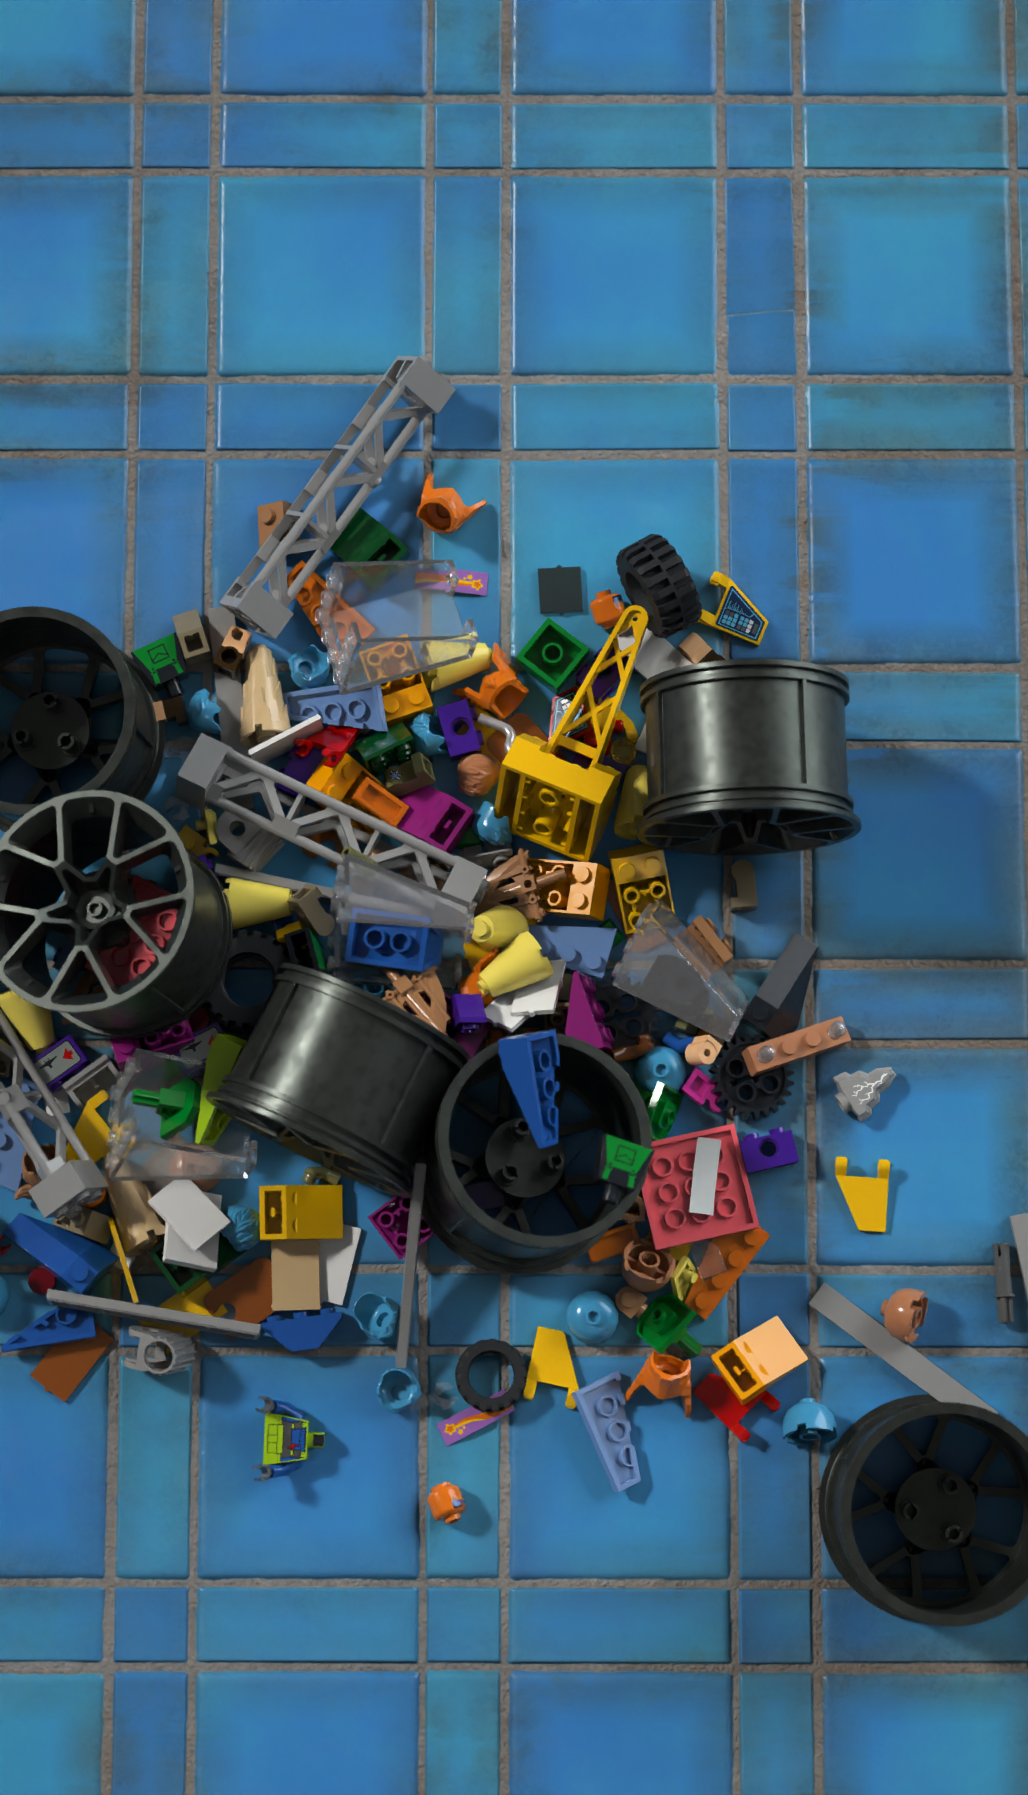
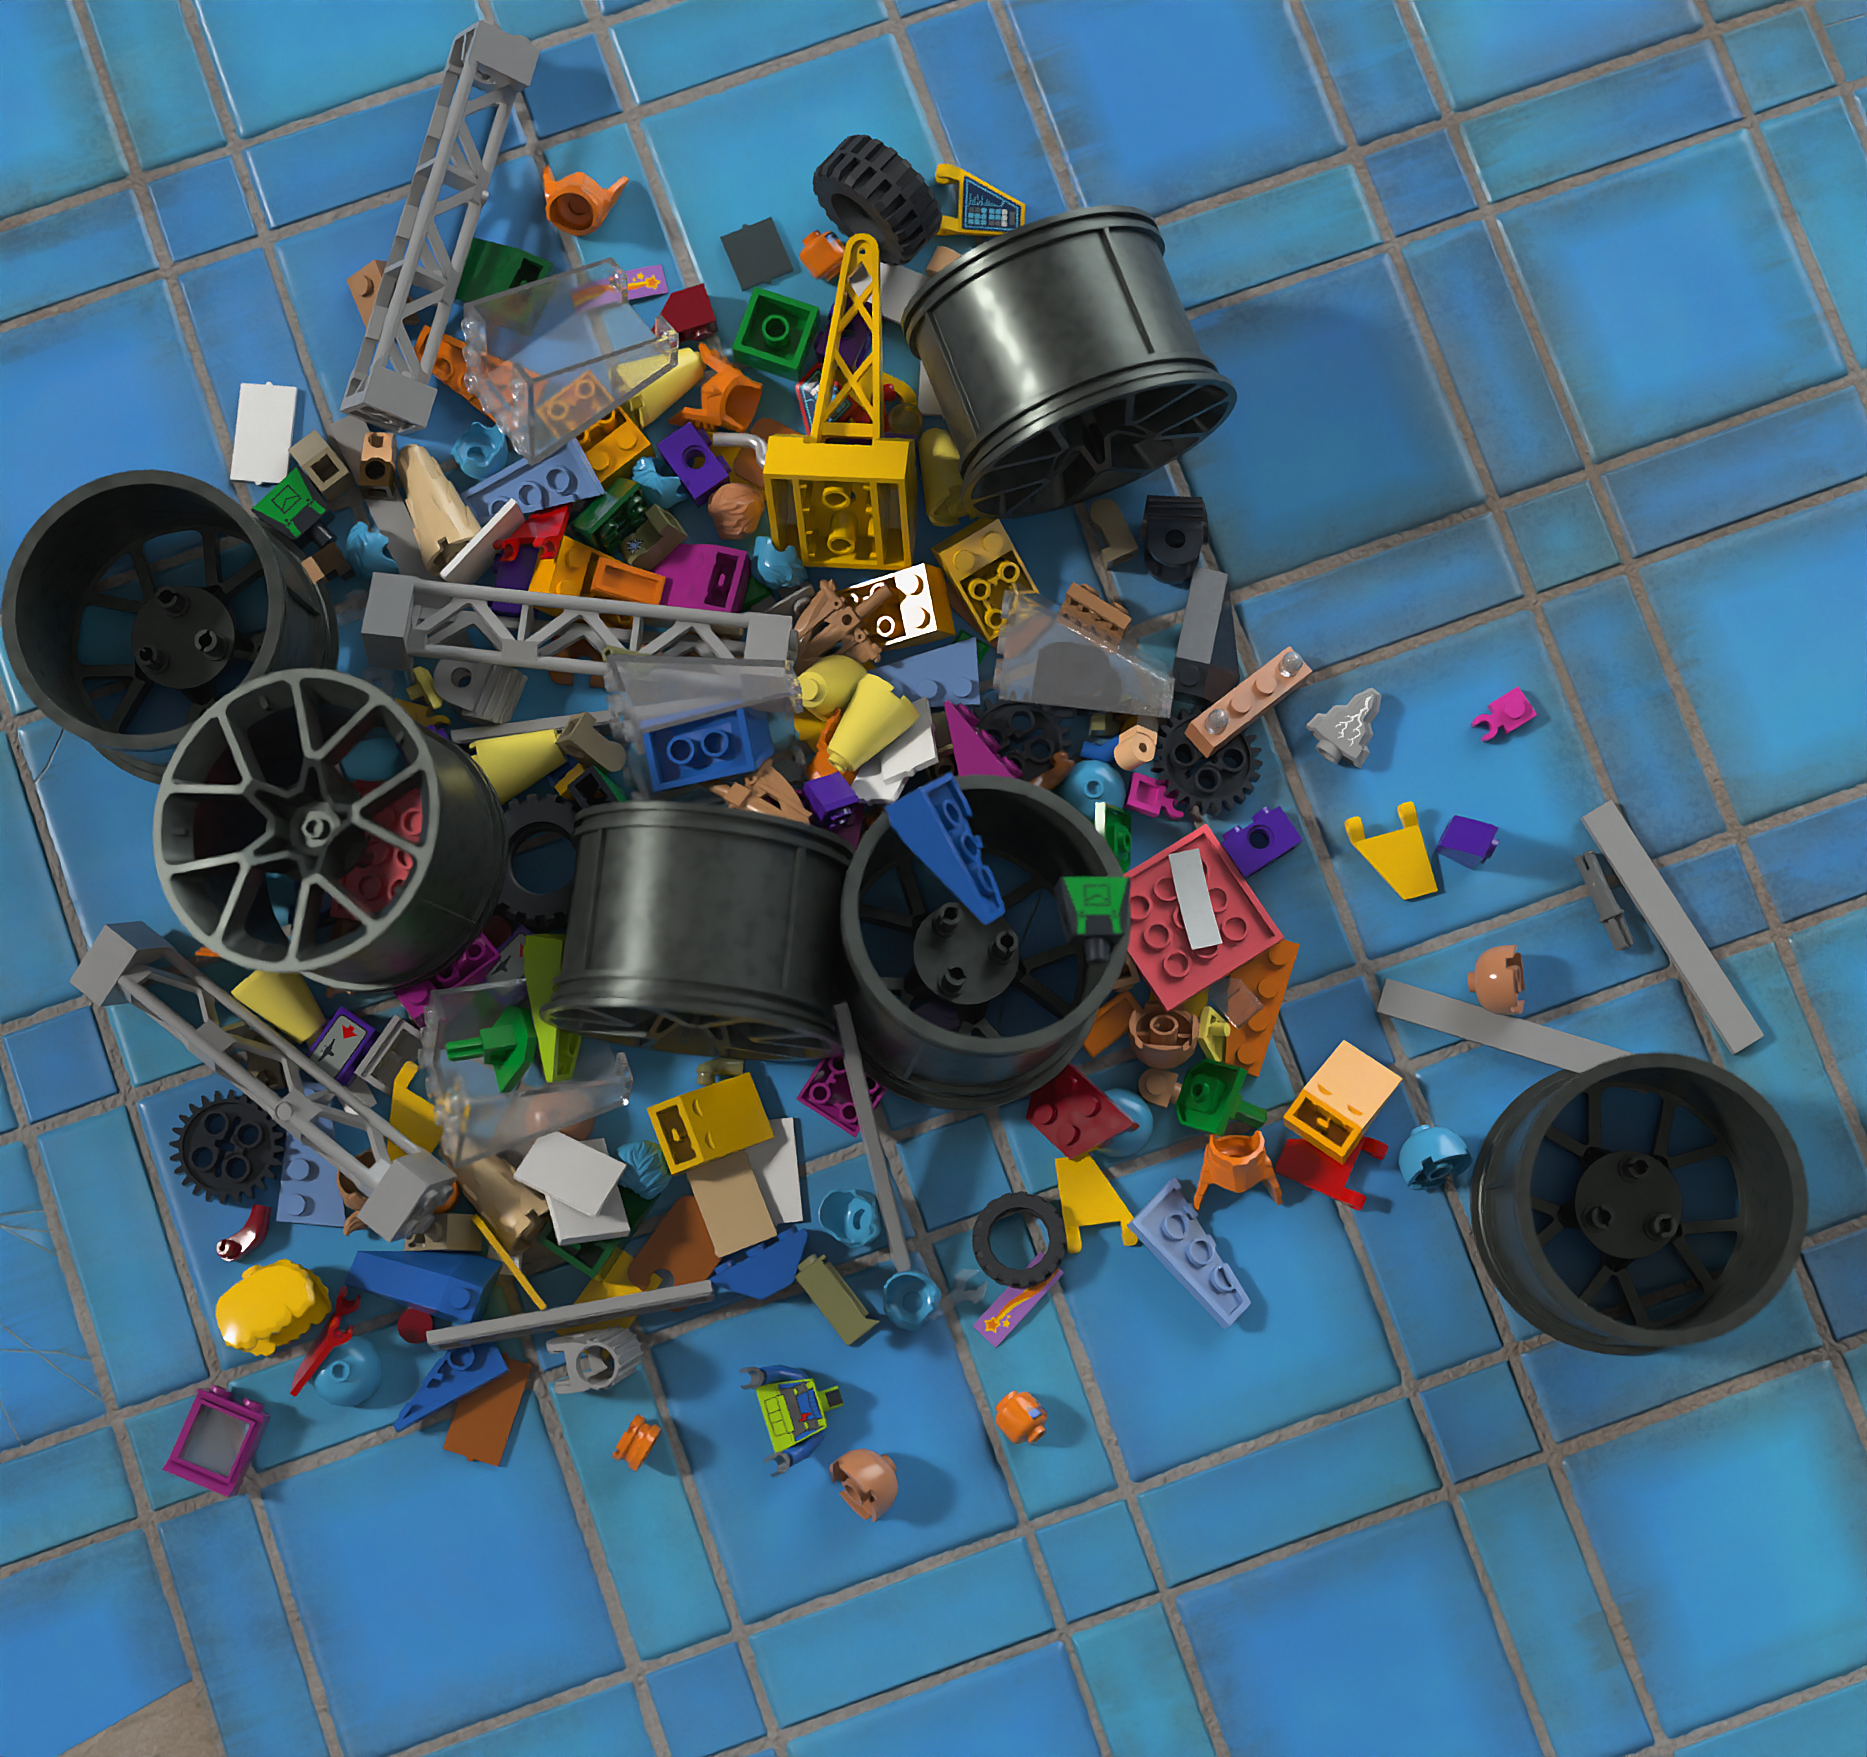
camera: 20 degrees left, 0 degrees up
(159, 598) = (263, 433): none -> white piece
(168, 1421) = (637, 1442): none -> orange wheel
(320, 1509) = (867, 1482): none -> nougat cylinder
(344, 1370) = (834, 1298): none -> olive window
(493, 619) = (690, 314): none -> dark red slope
(564, 1300) = (1077, 1114): none -> dark red wing
(789, 897) = (1173, 536): none -> black piece
(918, 1204) = (1467, 841): none -> dark purple slope
(984, 1120) = (1507, 712): none -> dark pink plate

